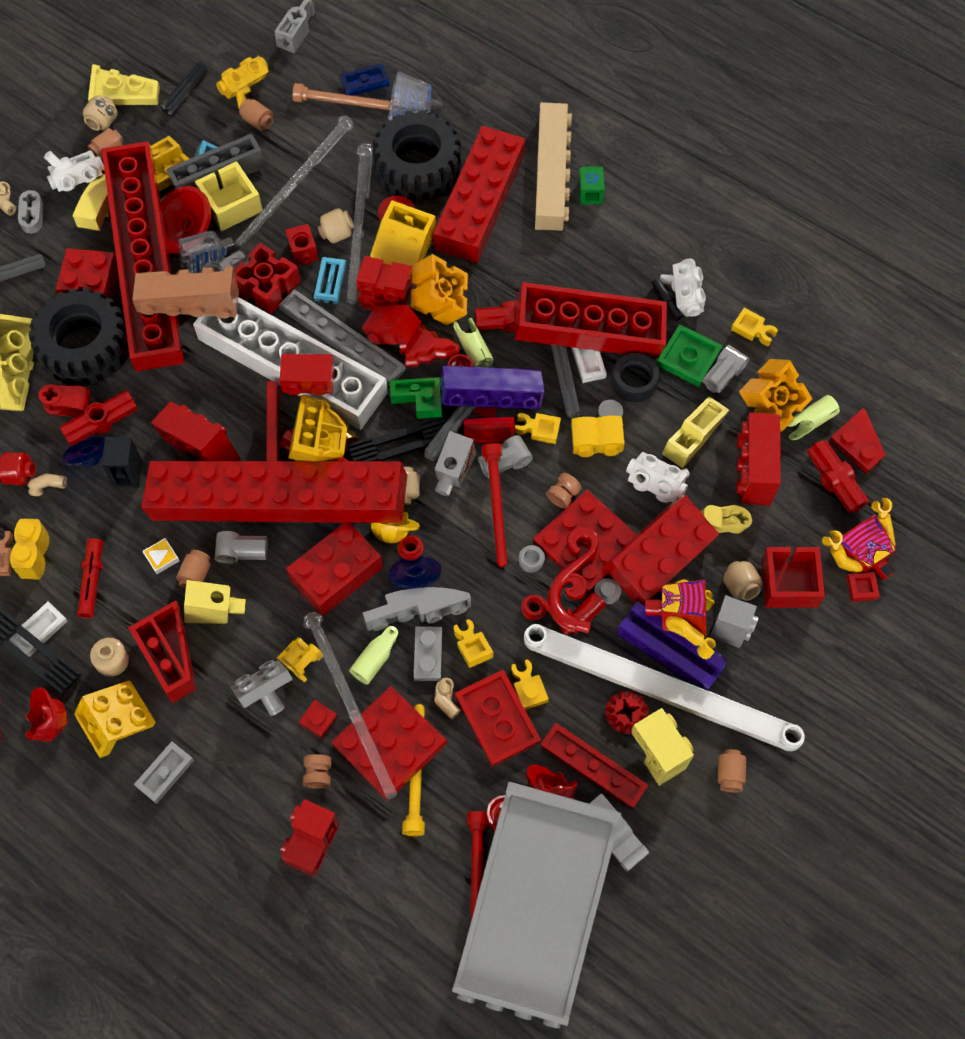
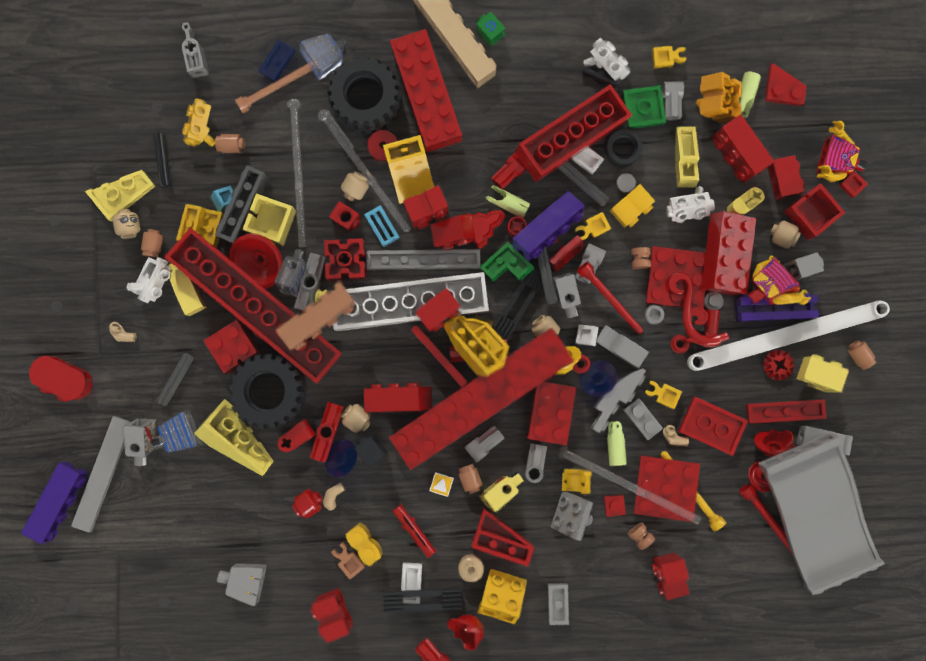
camera: 40 degrees left, 20 degrees up
(35, 211) = (144, 331): light grey beam -> none
(138, 426) = (355, 418): none -> tan head
(275, 605) = (535, 460): none -> light grey piece
(439, 290) = (462, 184): light orange brick -> none
(441, 523) = (587, 335): none -> white tile
(468, 562) = (622, 347): none -> light grey piece
(529, 689) = (714, 394): yellow plate -> none
(789, 523) = (786, 178): none -> red brick
(837, 476) = (790, 123): red piece -> none

